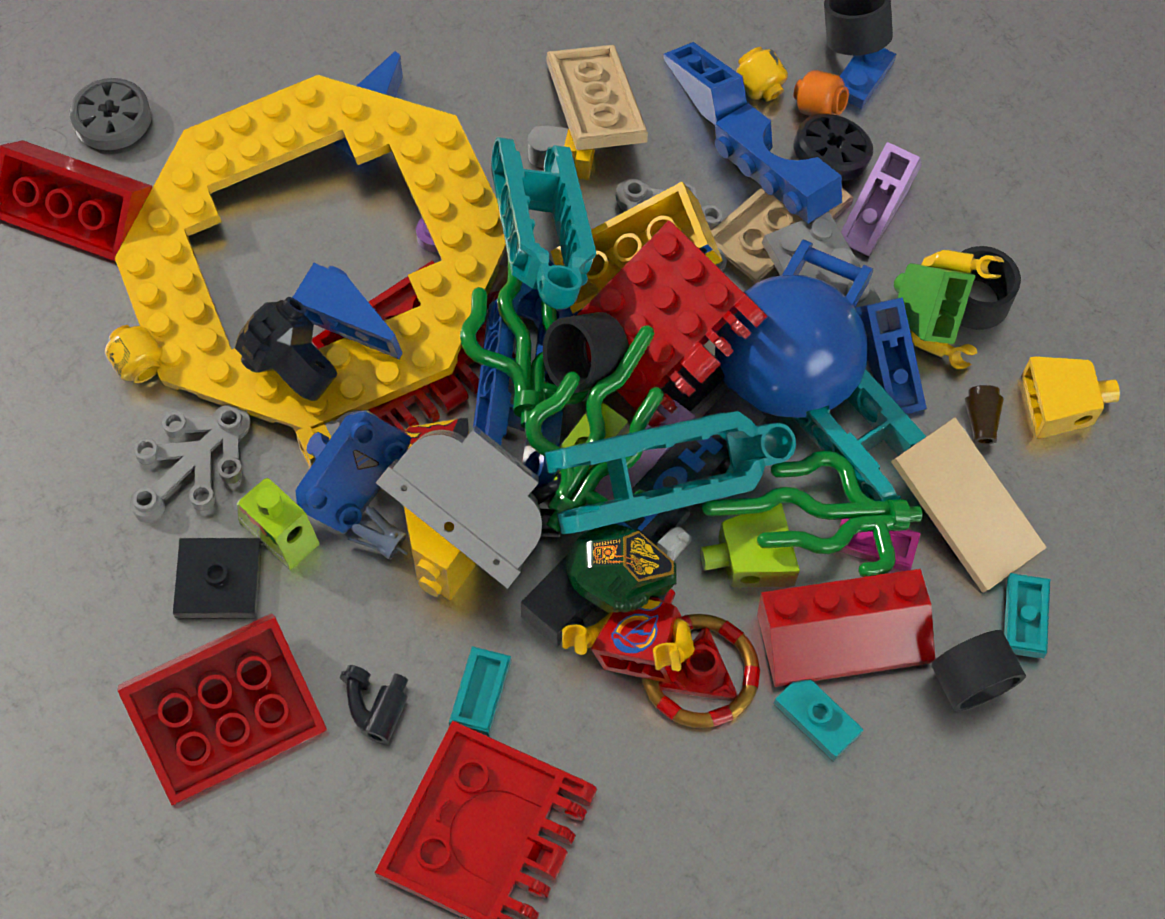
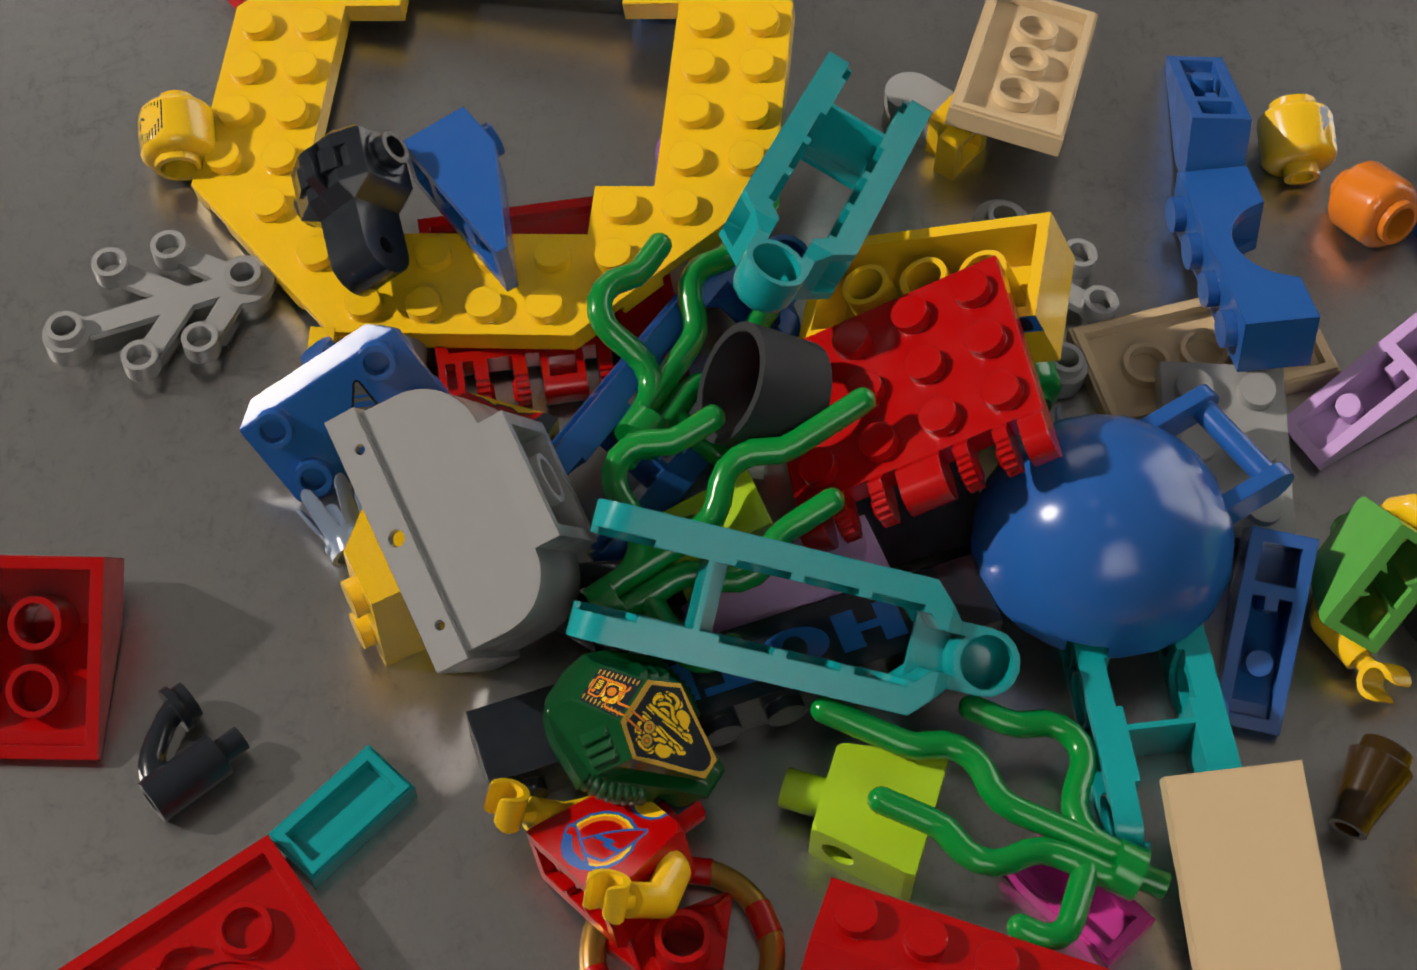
camera: 30 degrees right, 5 degrees down
(217, 578) = (92, 478): black plate -> none
(271, 517) = (205, 421): lime torso -> none
(674, 542) = (753, 744): white tile -> none
(836, 142) = (1353, 283): black wheel -> none

